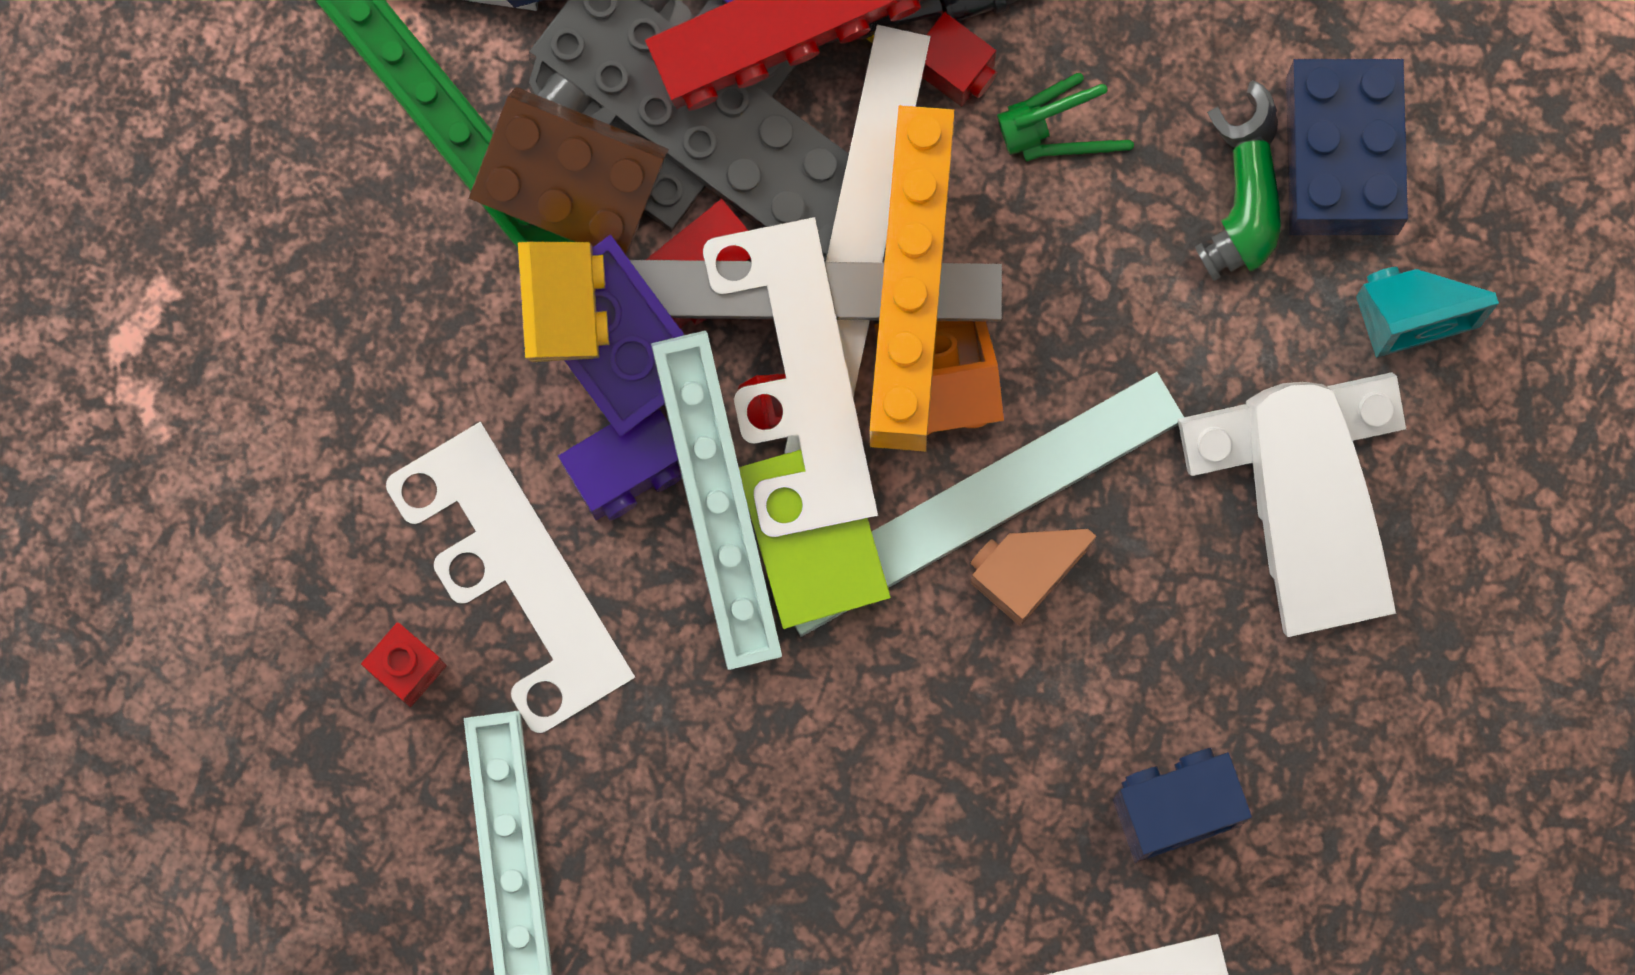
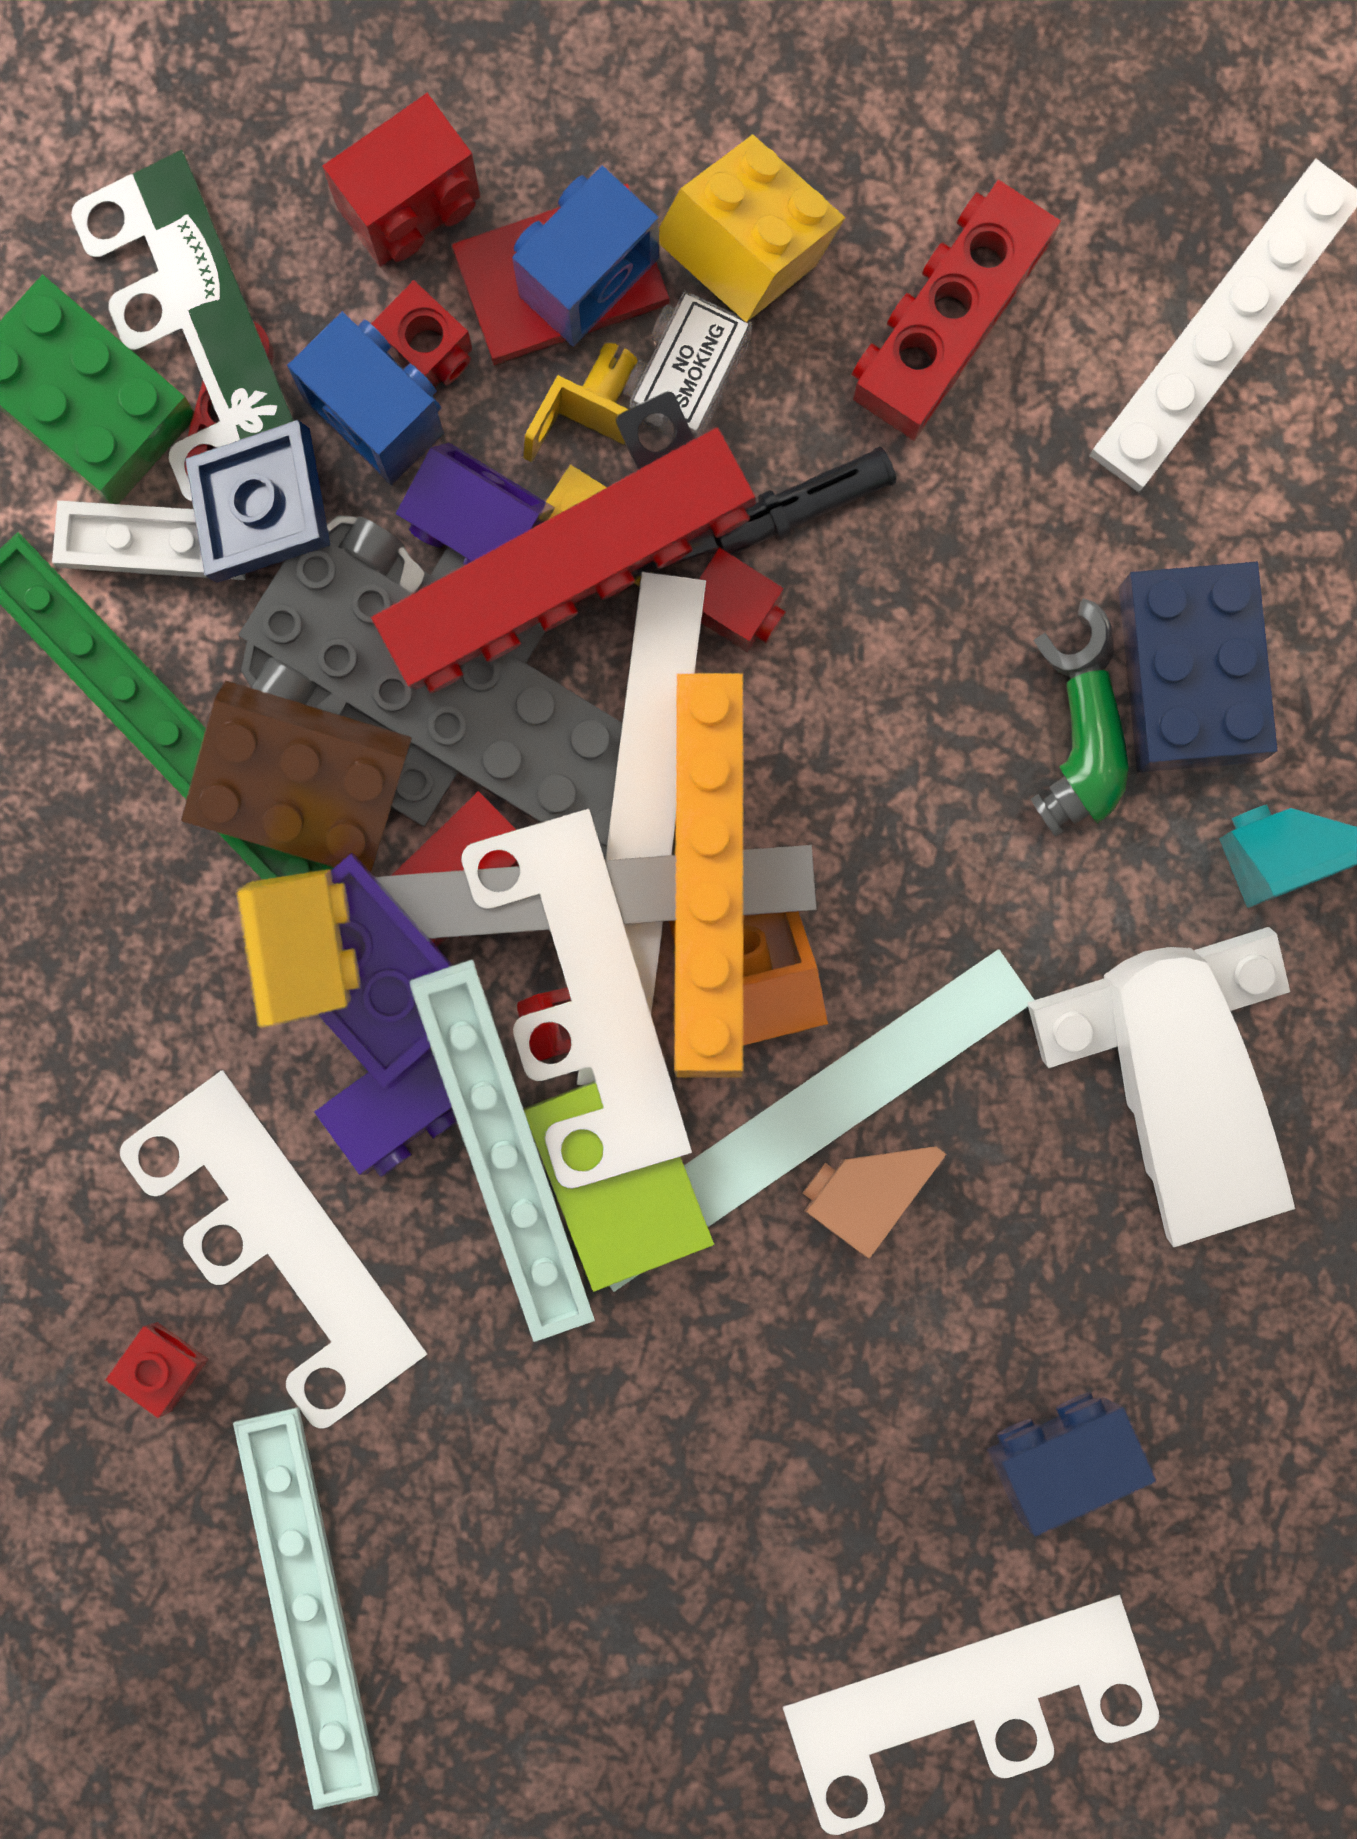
camera: 10 degrees left, 5 degrees up
(1026, 124) = (825, 670): green plant -> none

